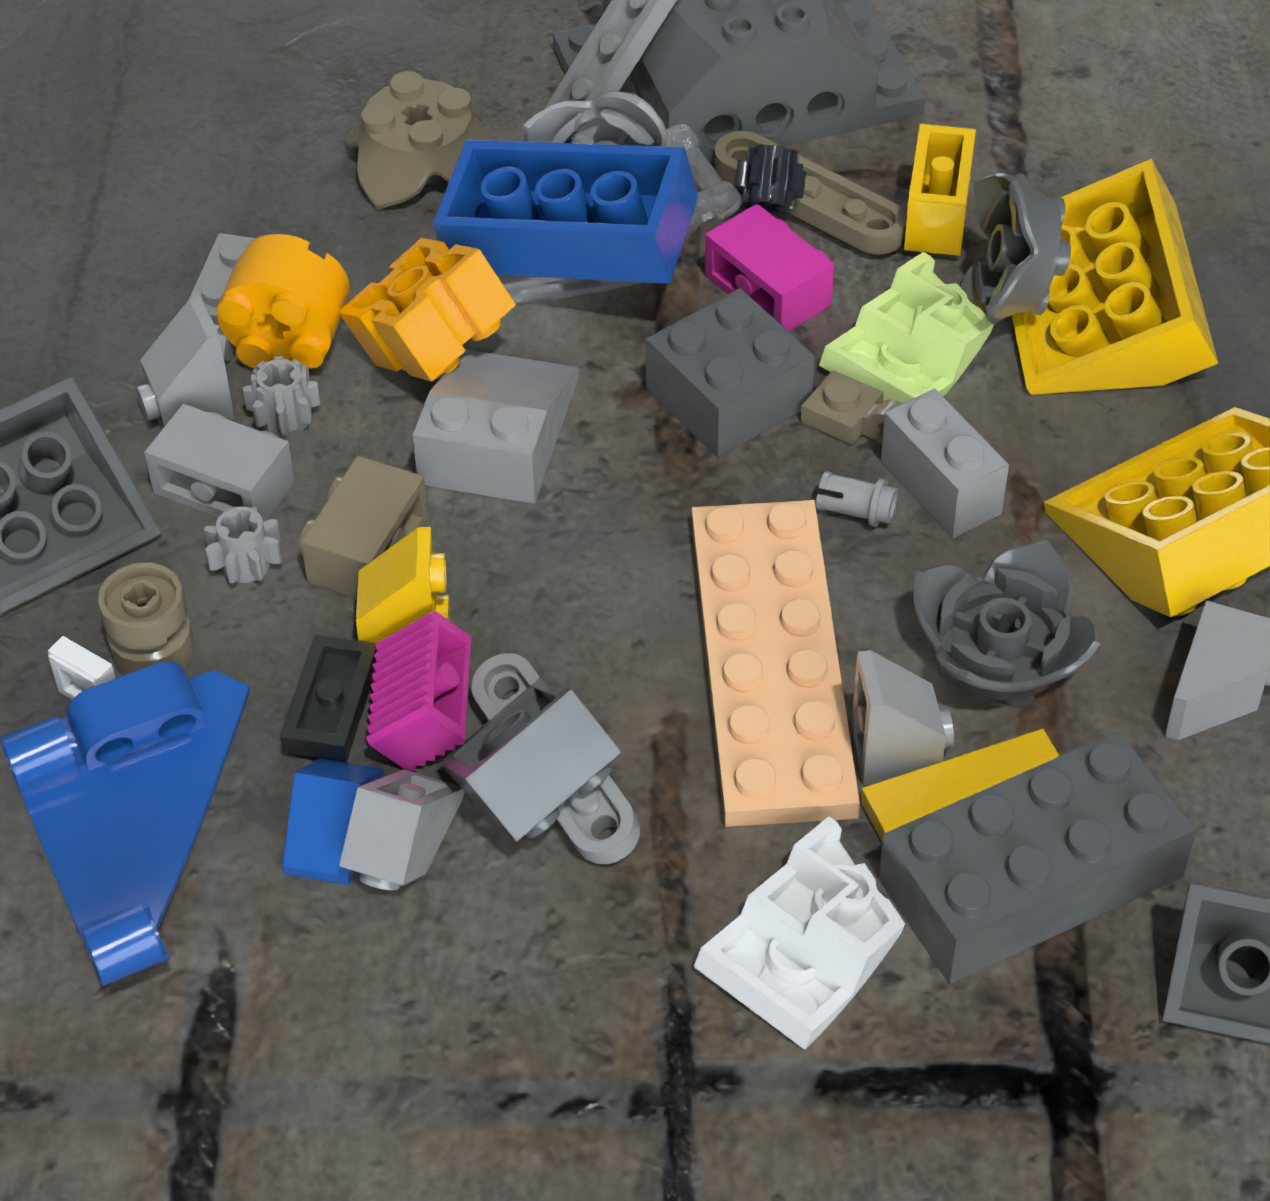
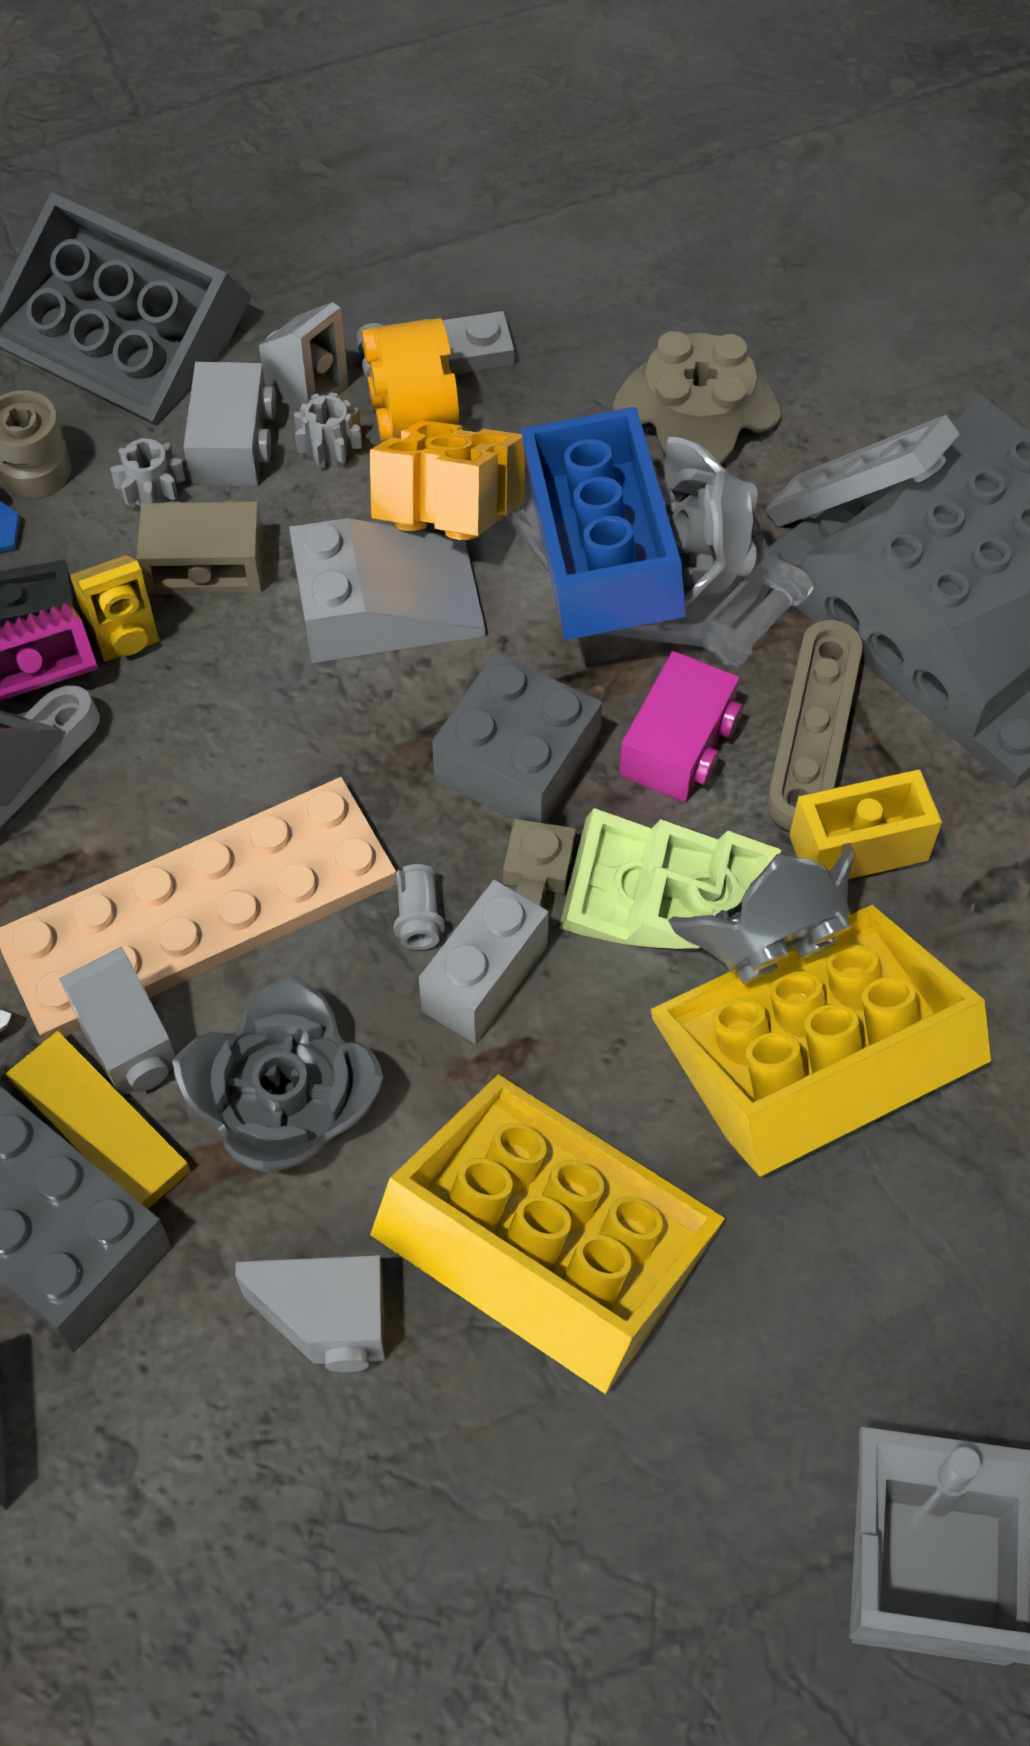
camera: 65 degrees right, 10 degrees up
(770, 178) = (774, 674): black gear -> none

